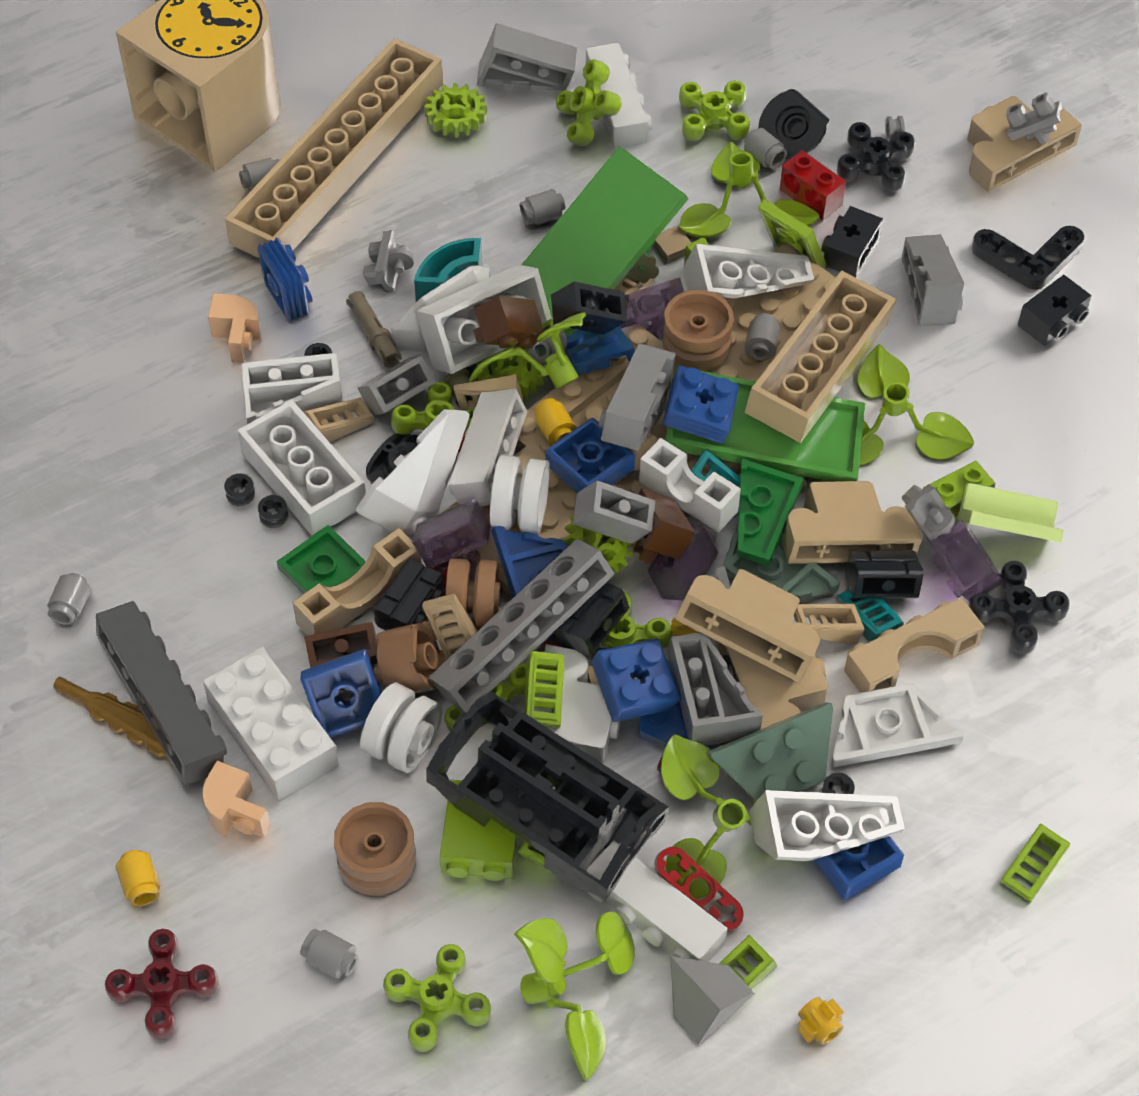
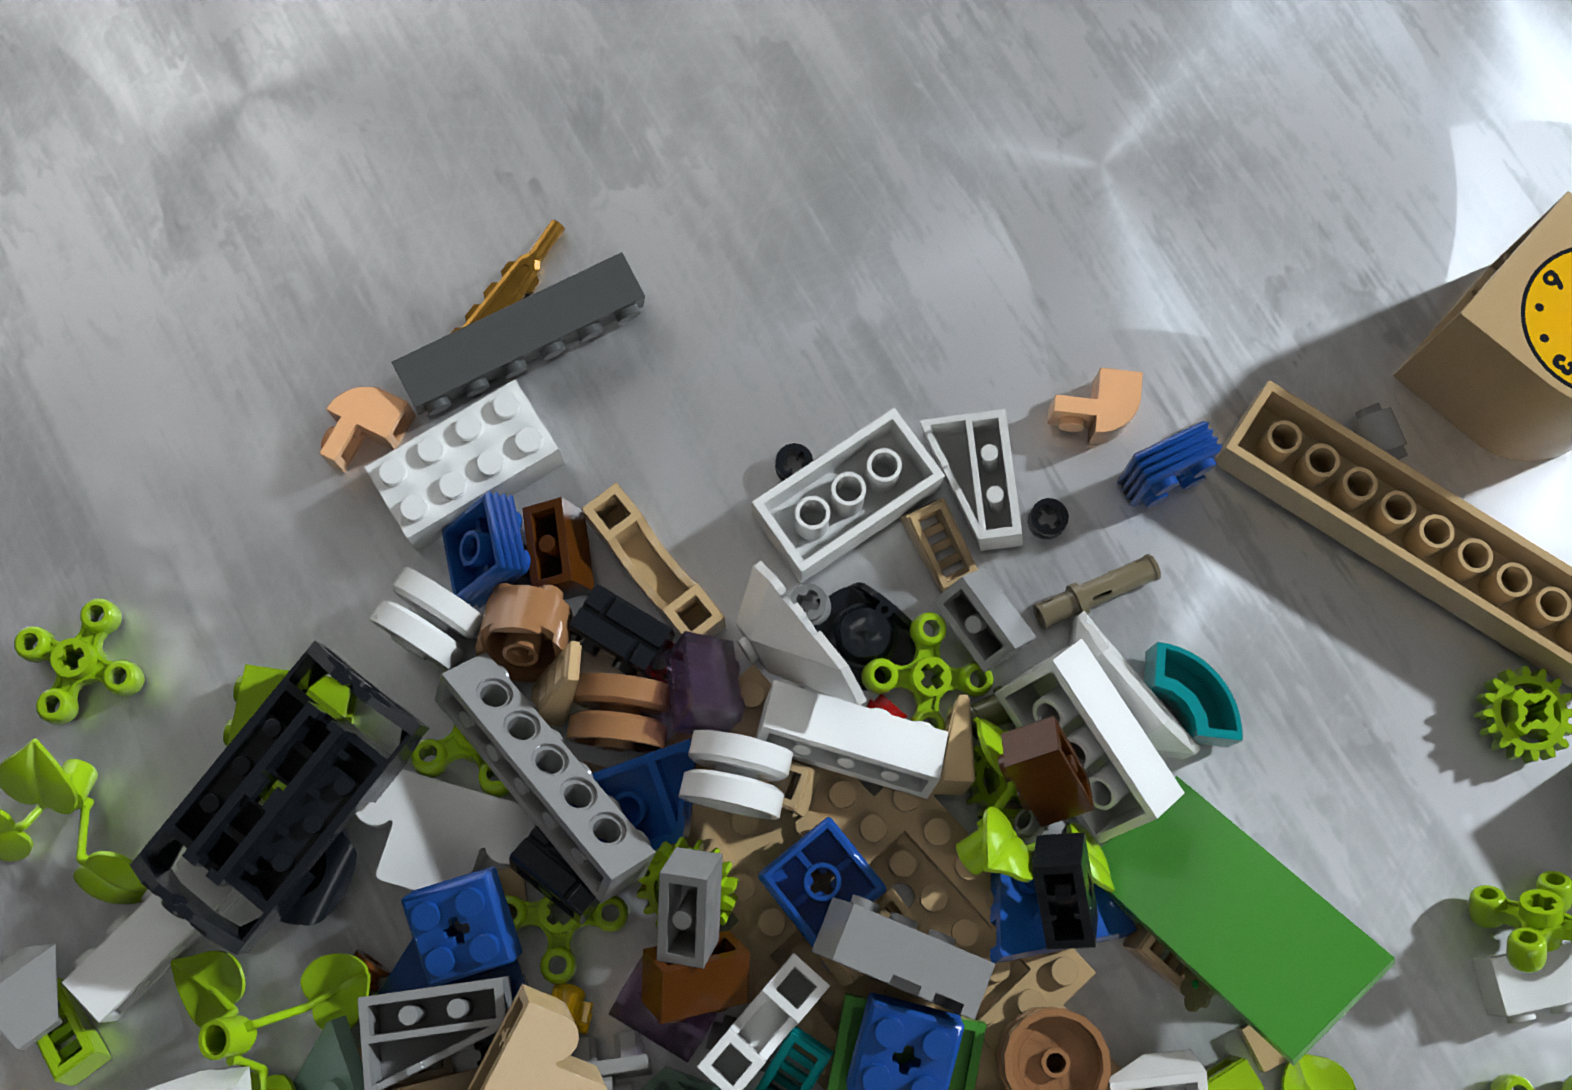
camera: 90 degrees right, 20 degrees up
(68, 598) = (667, 226): light grey brick -> none
(138, 878) = (278, 325): yellow brick -> none
(161, 995) = (146, 318): dark red gear -> none
(239, 480) = (832, 410): black bush -> none
(321, 560) = (705, 528): green tile -> none
(329, 953) = (153, 538): light grey brick -> none
(375, 848) = (270, 588): medium nougat wheel -> none
(389, 261) = (1218, 614): light grey hips -> none
(542, 207) = (1331, 840): light grey brick -> none
(549, 668) = (491, 804): lime slope -> none
(553, 420) = (892, 835): yellow brick -> none
(650, 304) = (1129, 994): clear purple brick -> none
(684, 864) = (150, 995): red beam -> none

